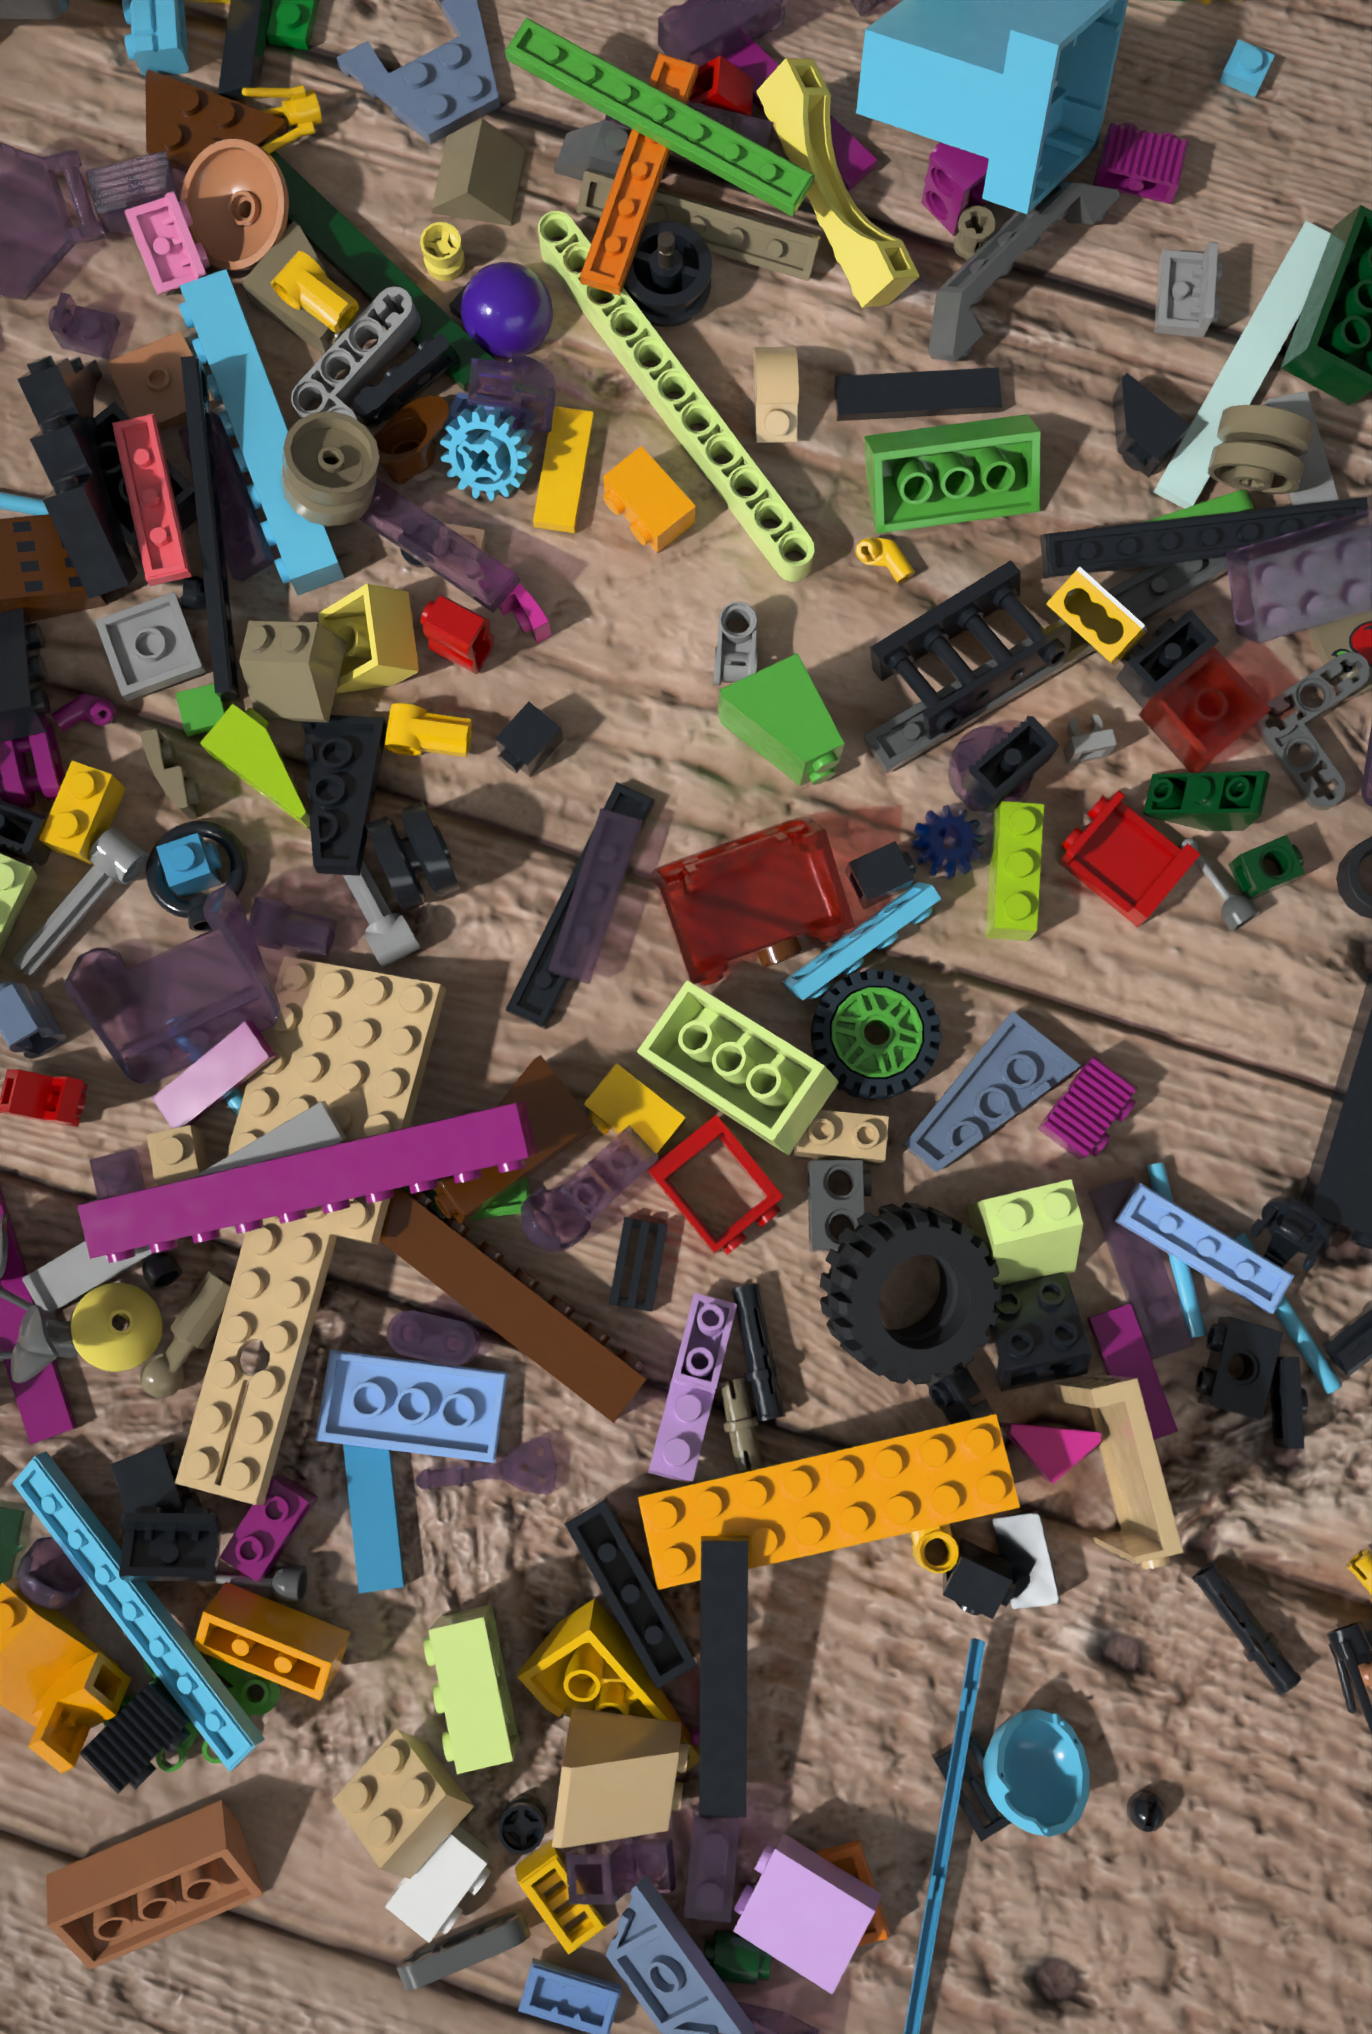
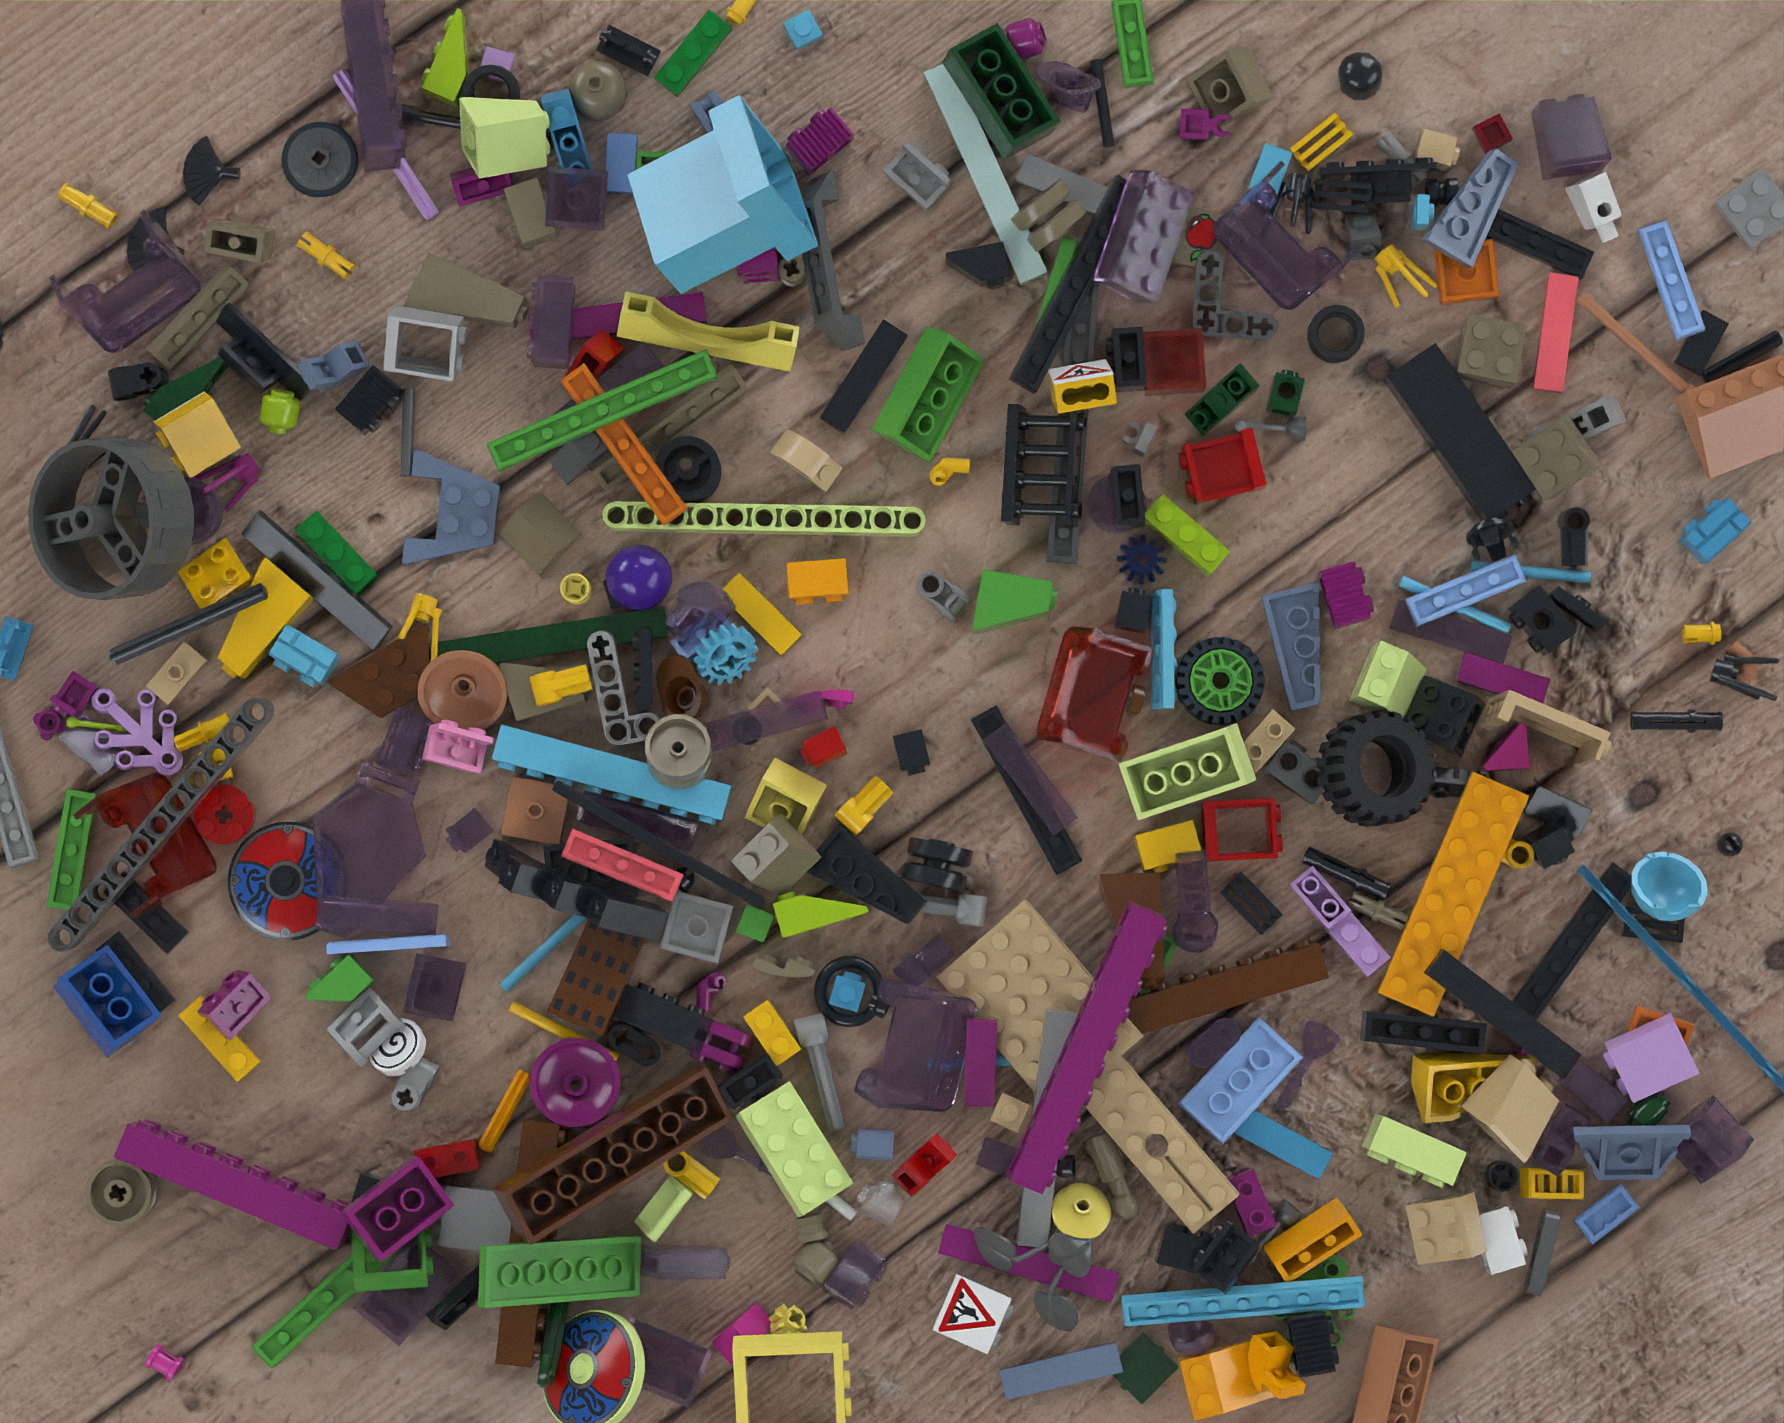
camera: 50 degrees left, 5 degrees up
(874, 1698) = (1571, 943): none -> black tile

